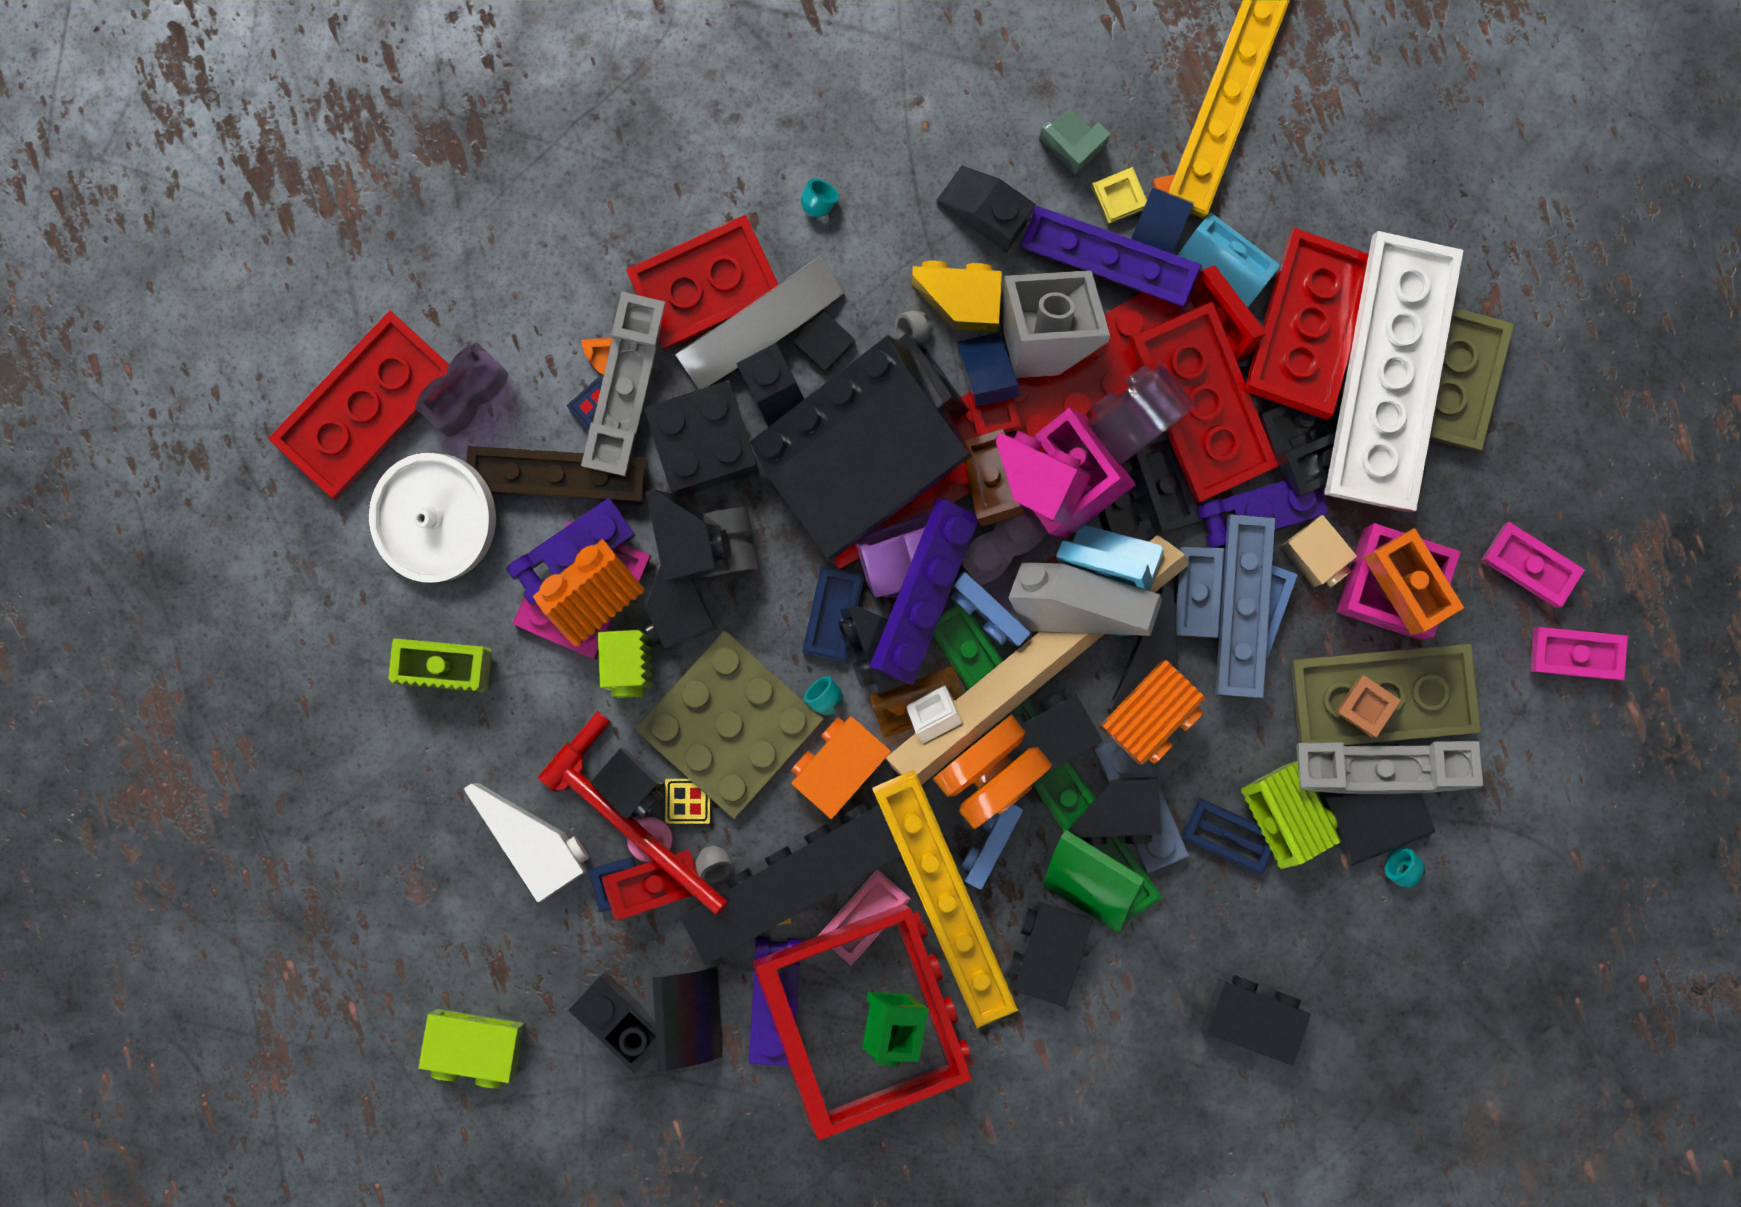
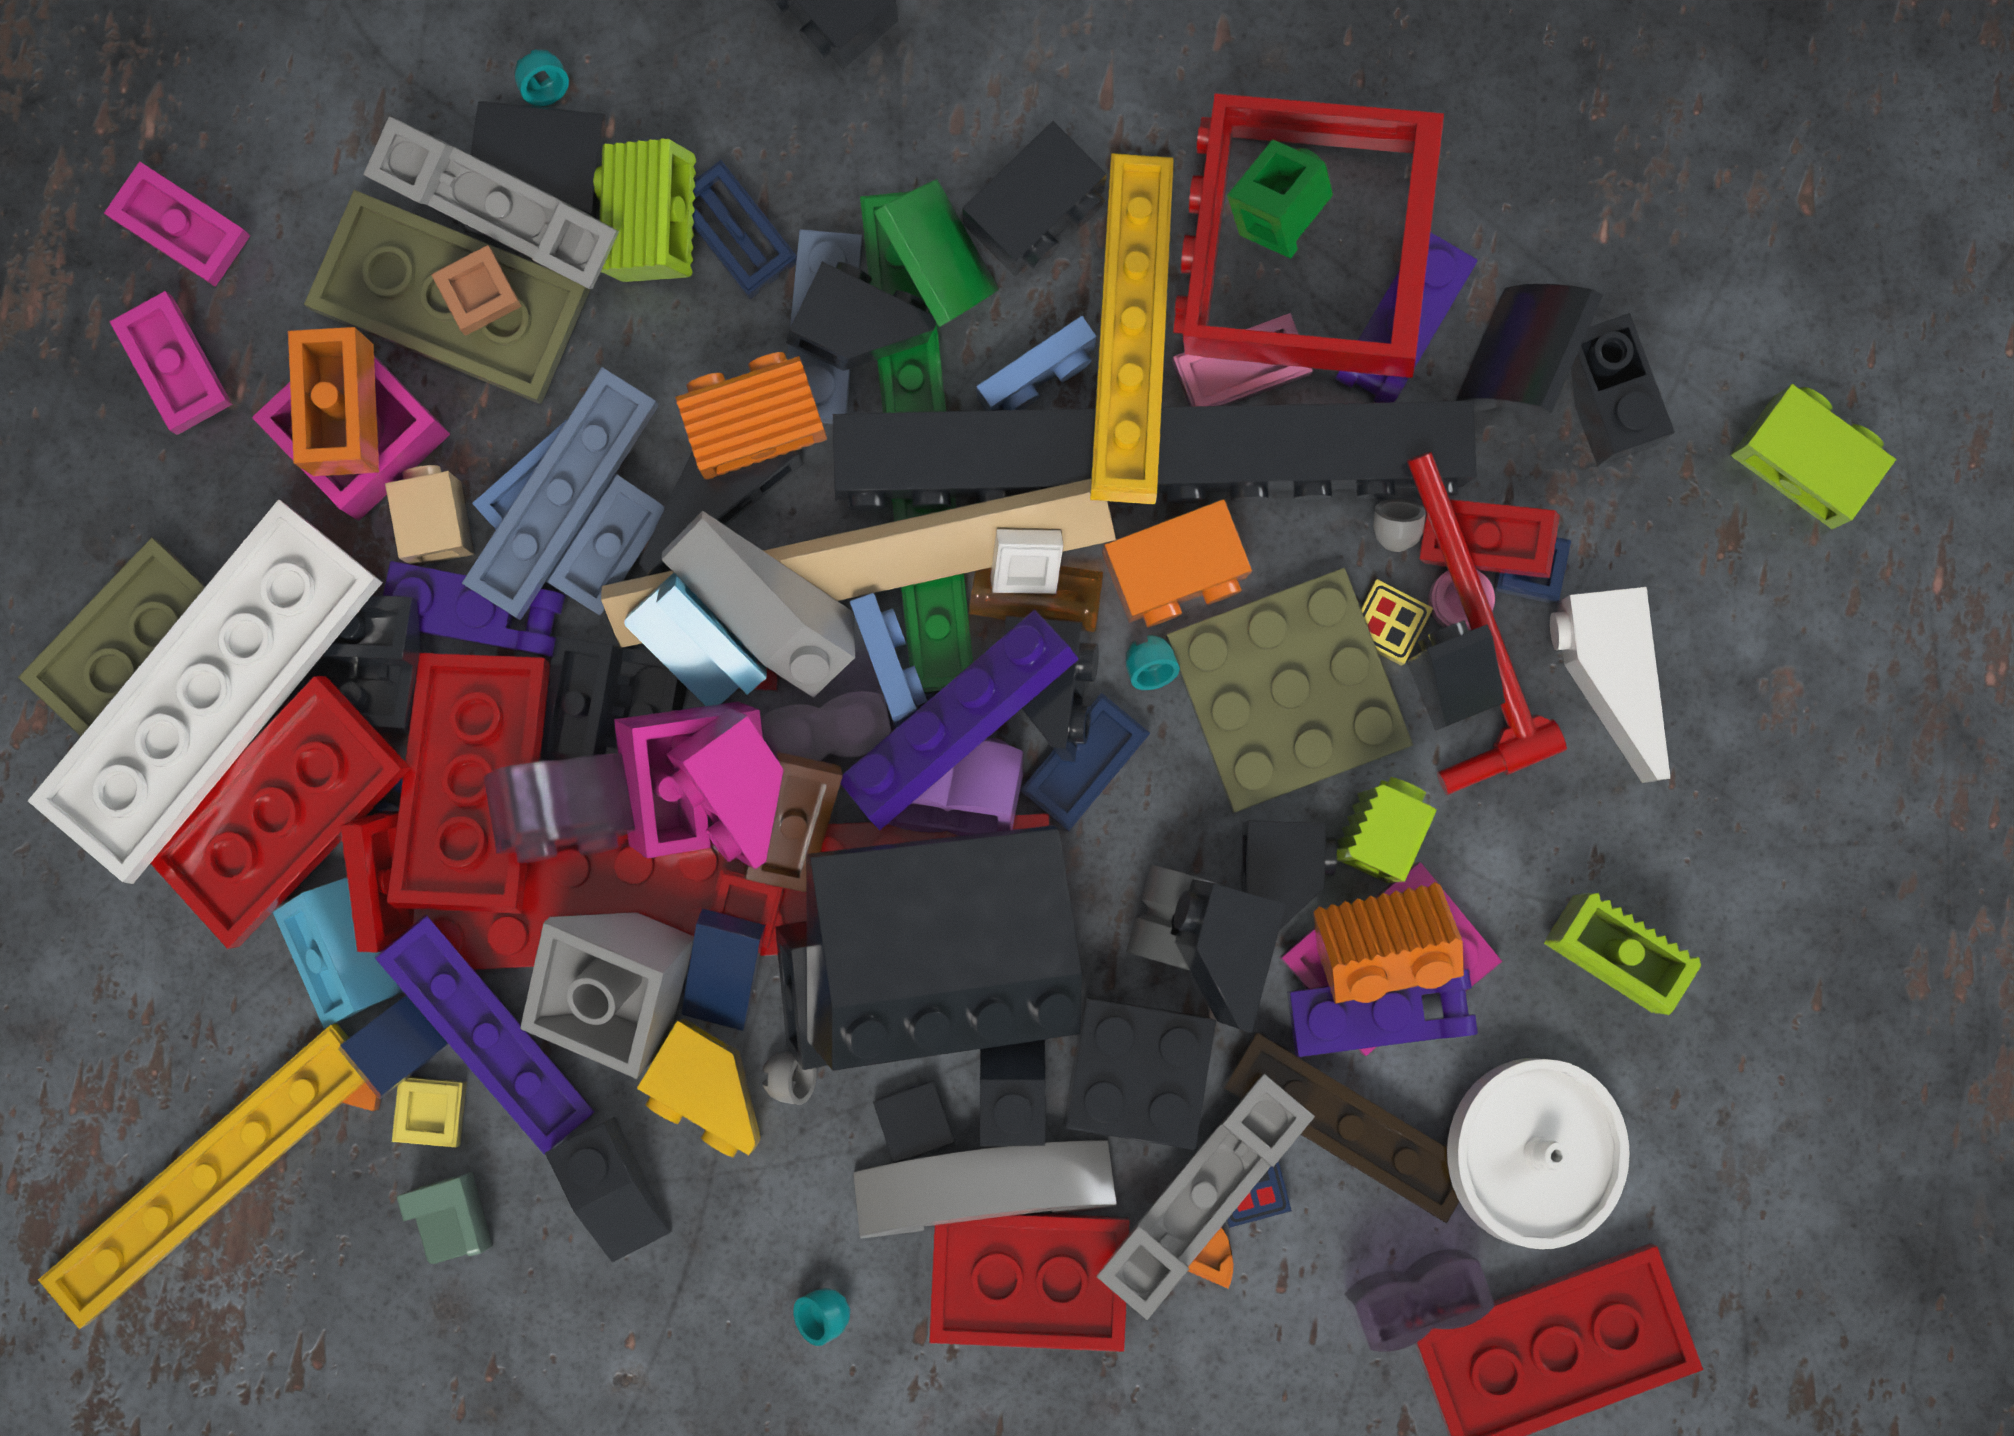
camera: 155 degrees left, 0 degrees up
(995, 775) = (994, 437): orange wheel -> none

